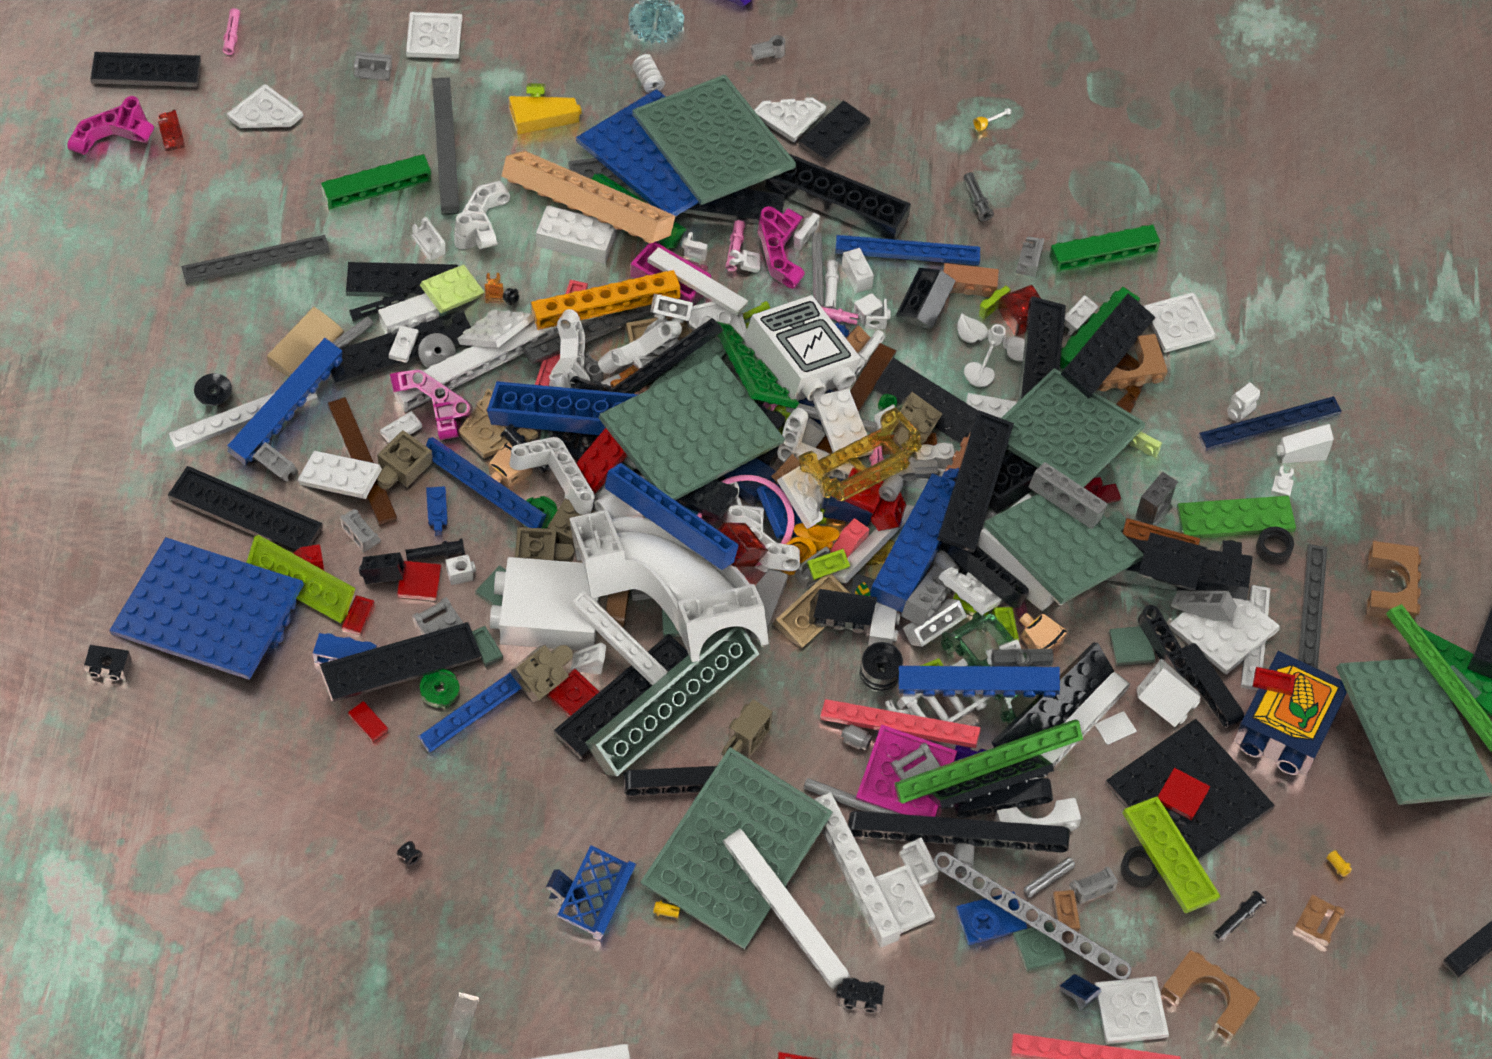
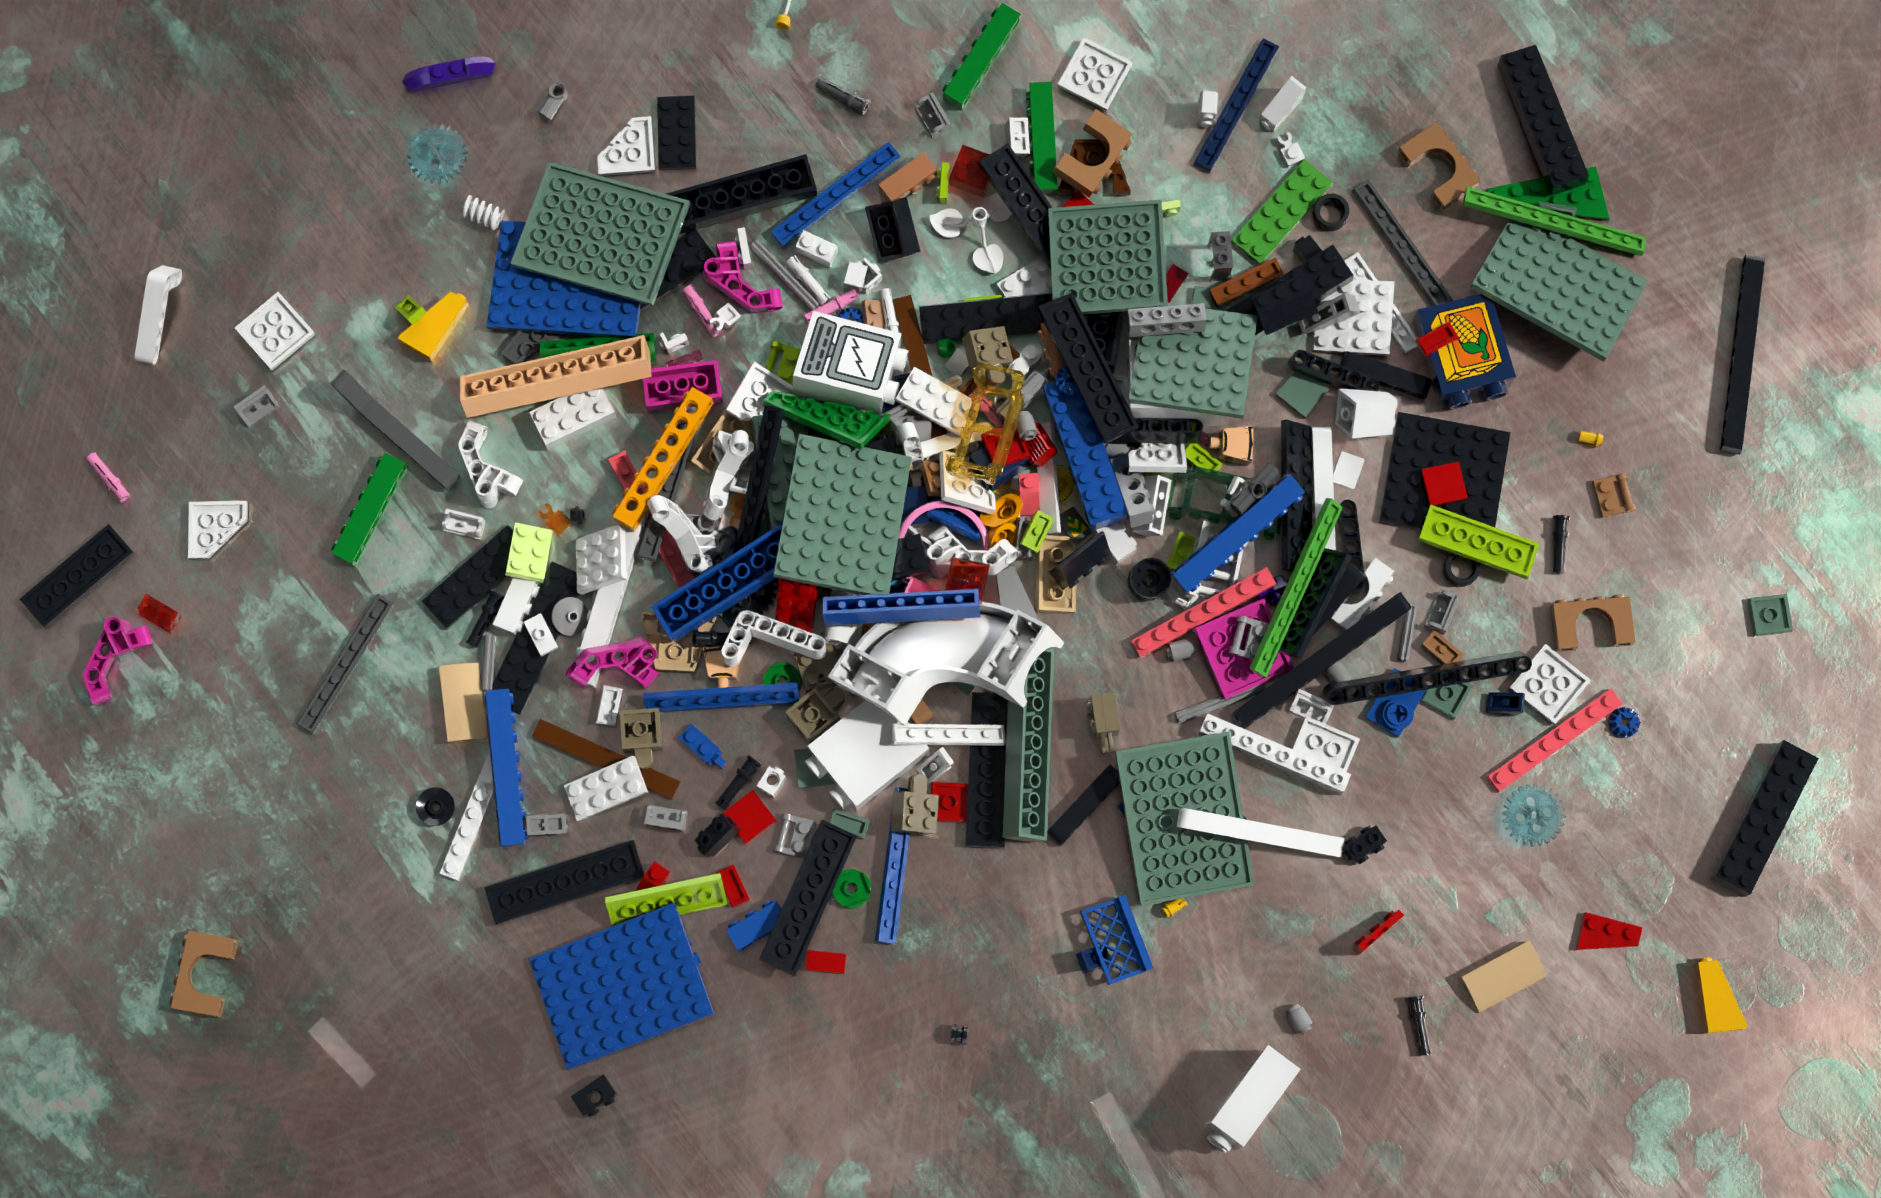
camera: 40 degrees left, 20 degrees up
(672, 307) = (722, 422): white brick -> none
(698, 281) = (714, 377): white tile -> none
(1069, 771) = (1351, 537): none -> black beam
(1108, 346) = (1073, 154): black plate -> none

